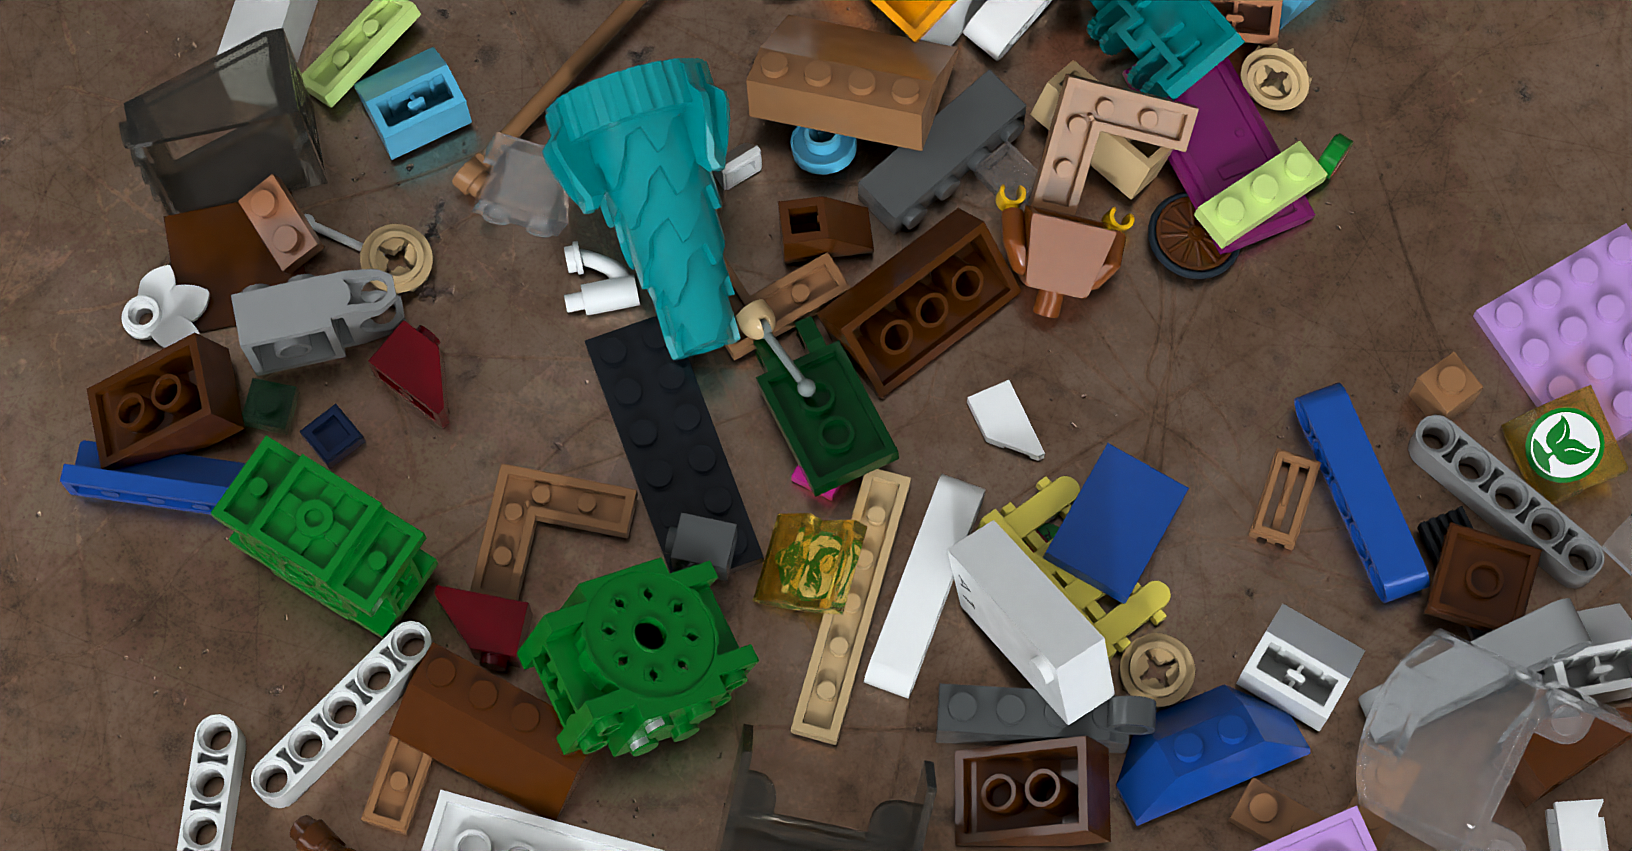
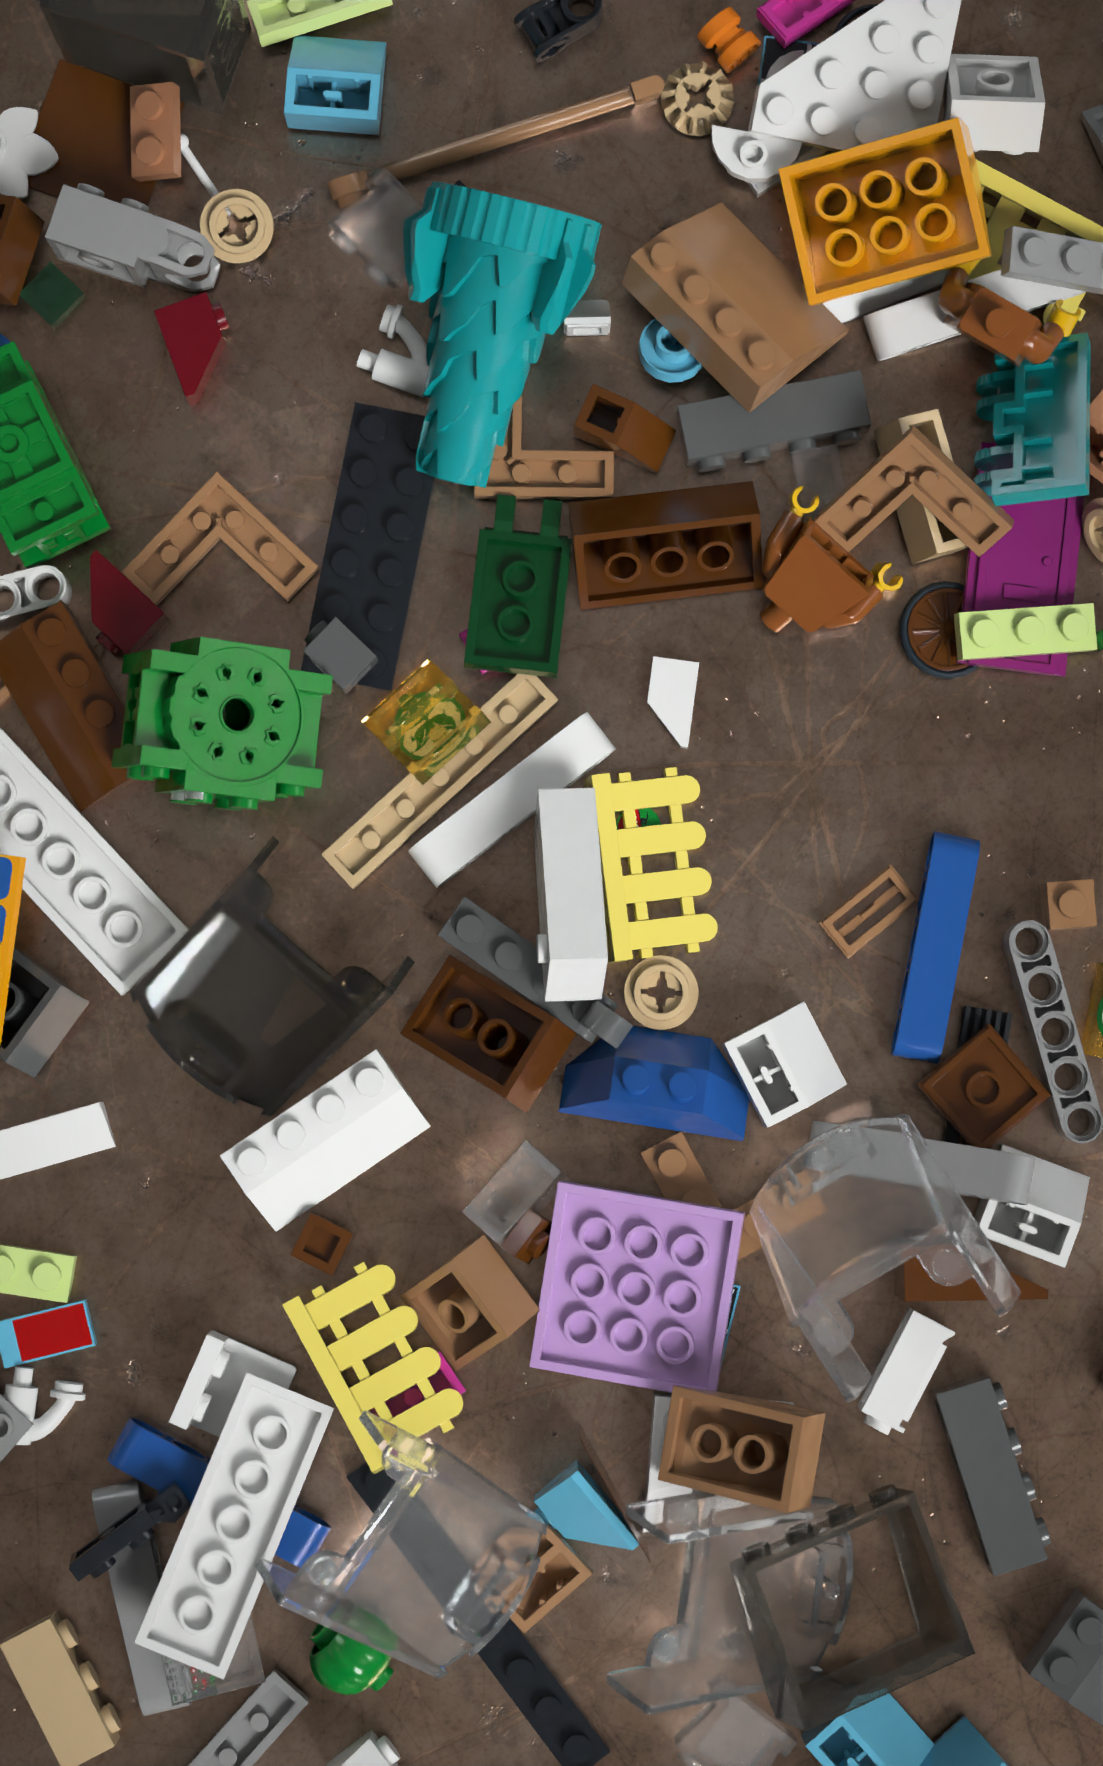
camera: 25 degrees right, 15 degrees up
(332, 436) = (90, 355): dark blue tile -> none
(758, 323) = (511, 482): hinge -> none
(1115, 523) = (707, 846): blue tile -> none

